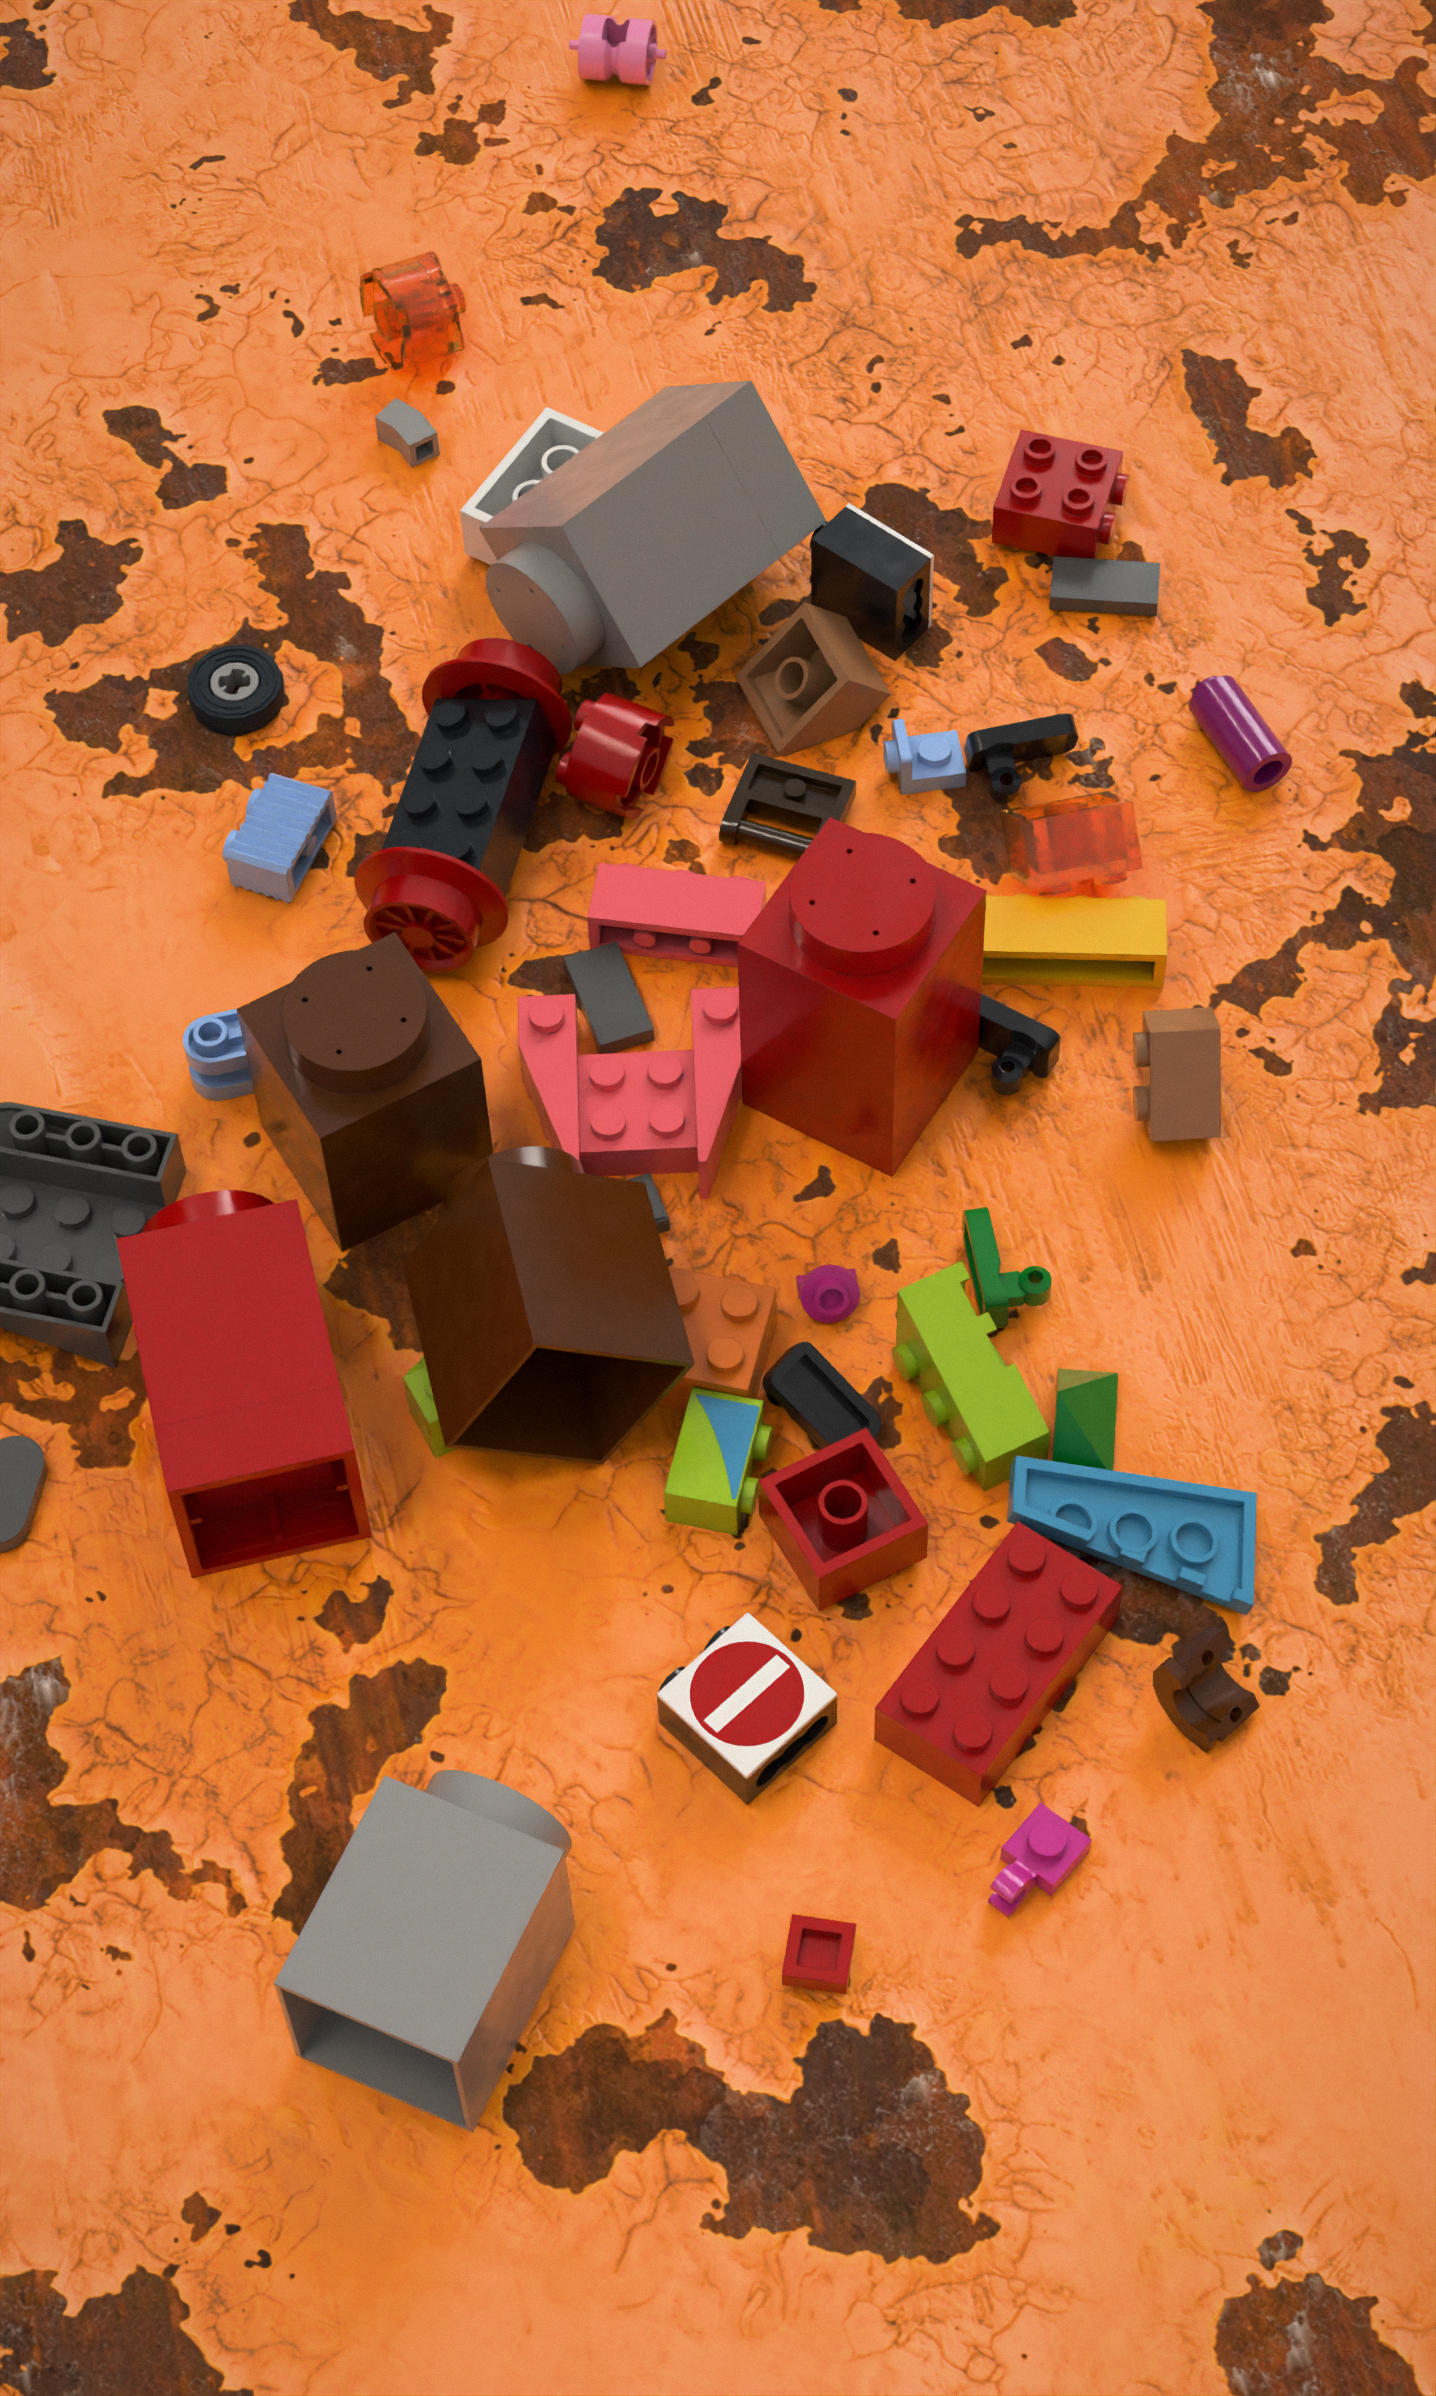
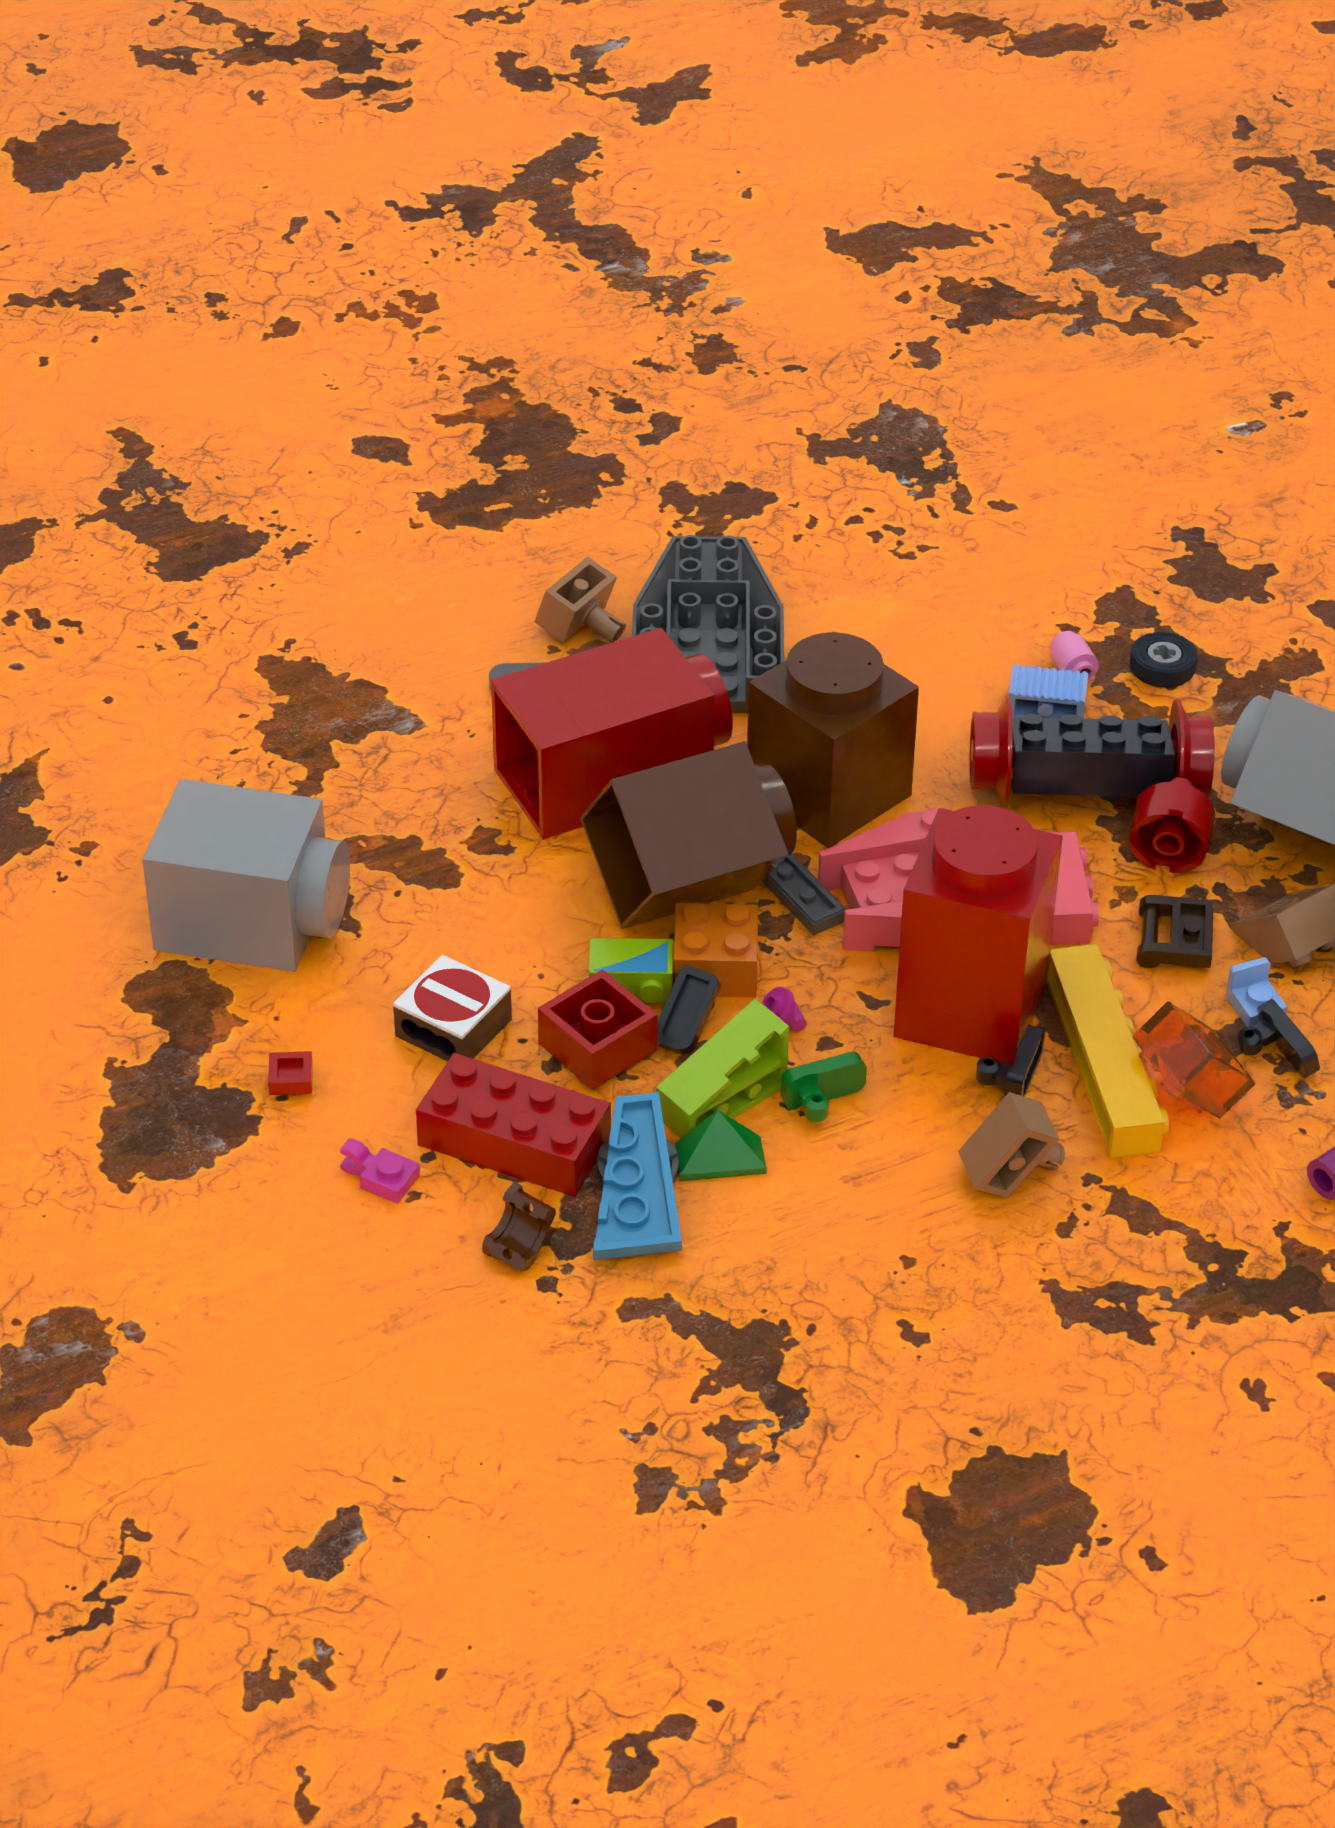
camera: 75 degrees right, 15 degrees down
(209, 787) = (1073, 653): none -> bright pink brick

